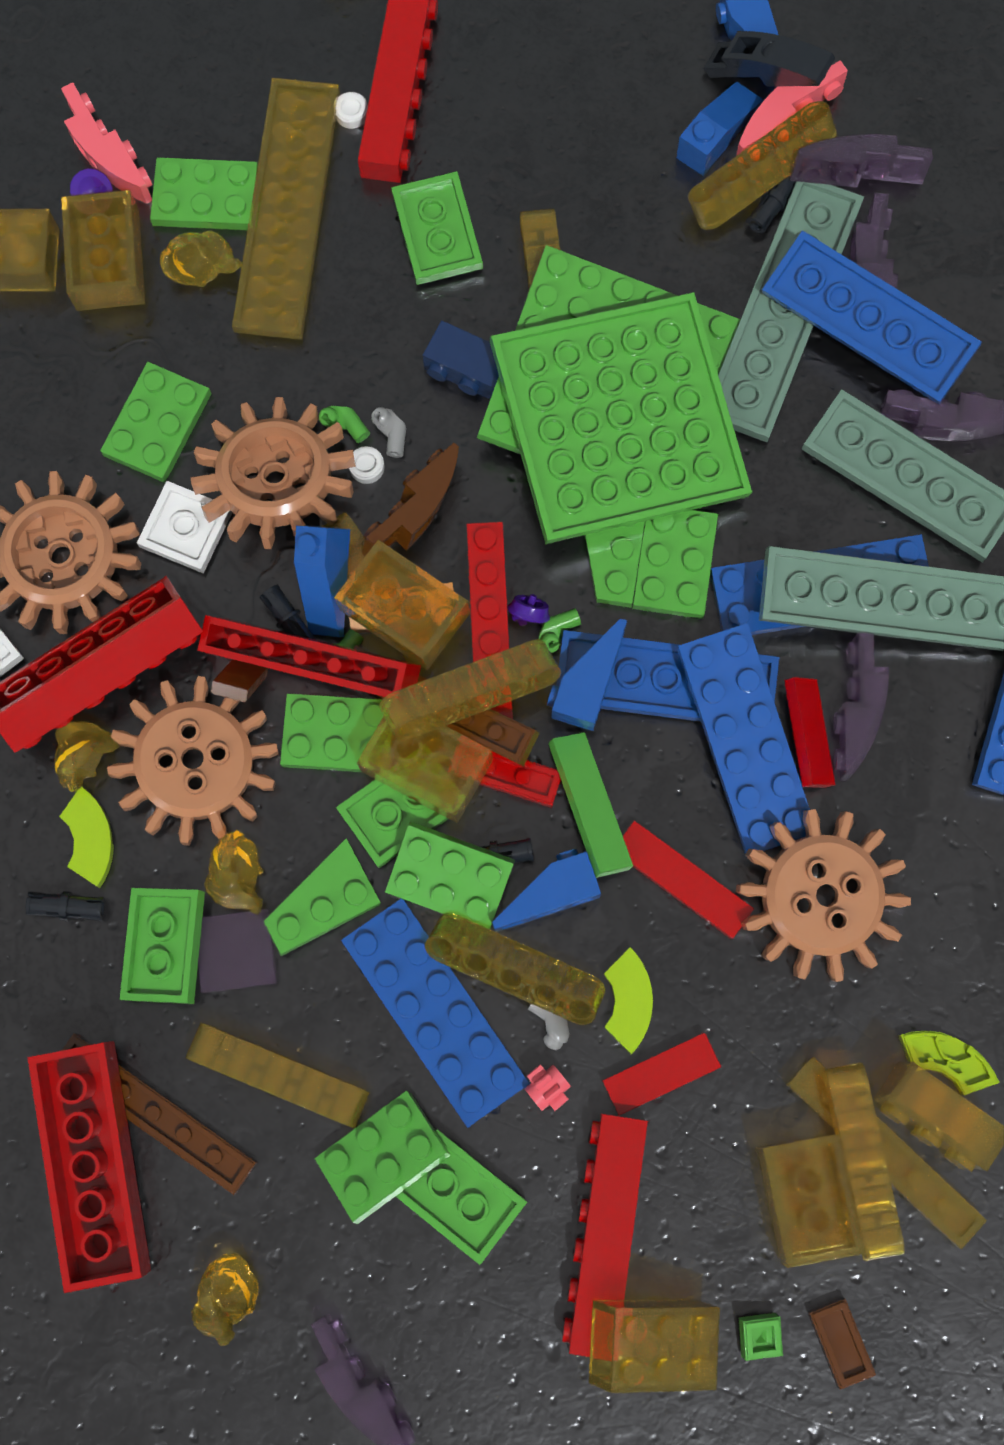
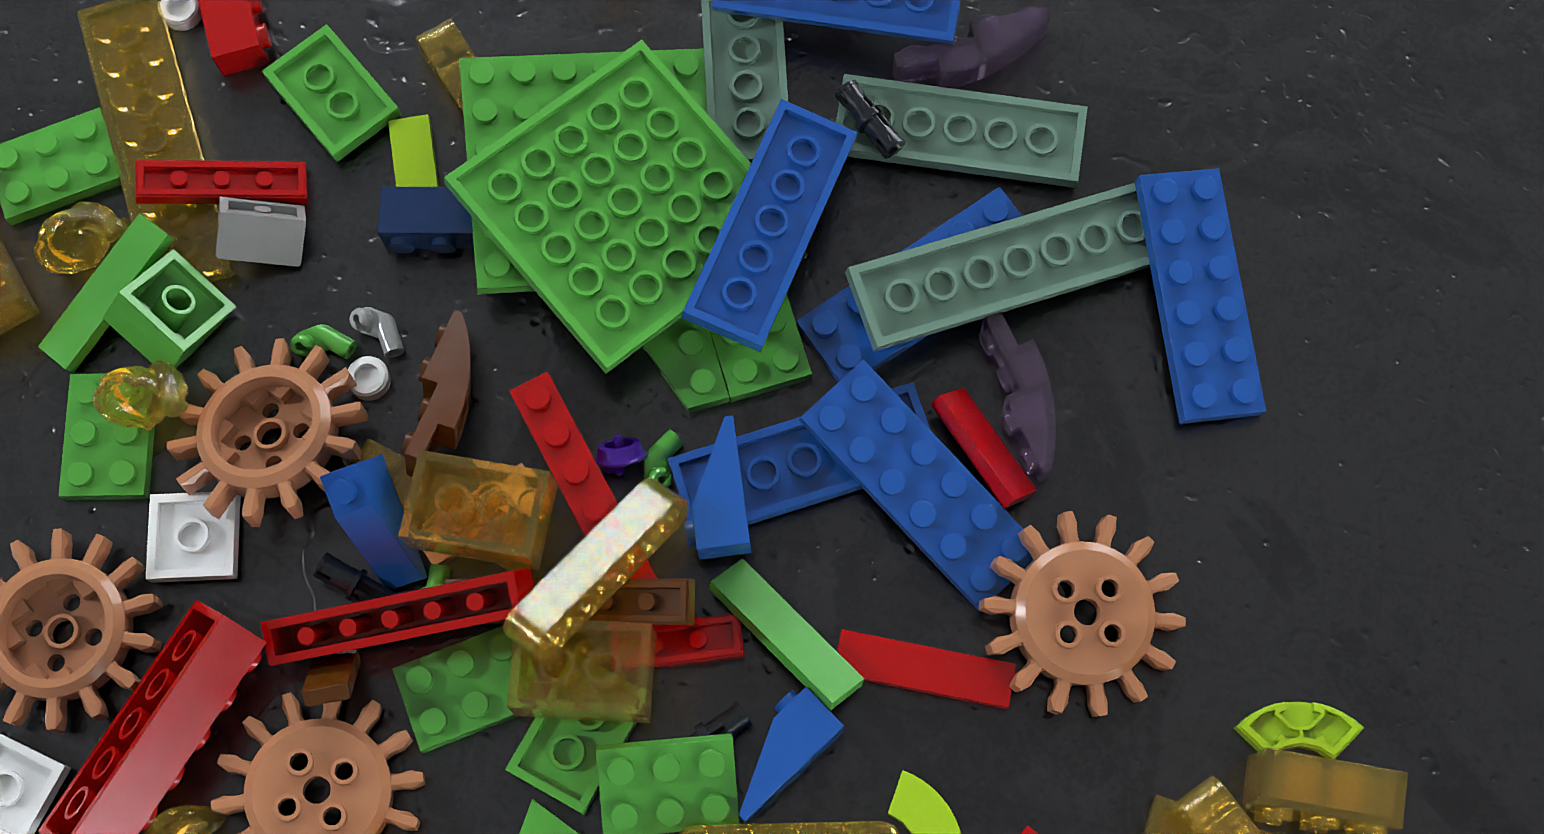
camera: 25 degrees left, 5 degrees down
(192, 402) = (141, 395): none -> clear yellow hair
(200, 310) = (83, 319): none -> bright green tile
(240, 346) = (168, 310): none -> bright green slope
(322, 262) = (209, 180): none -> red tile
(335, 314) = (260, 231): none -> light grey panel
(478, 303) = (413, 152): none -> lime tile
(725, 484) = (769, 225): none -> blue plate
(844, 435) = (870, 119): none -> black pin

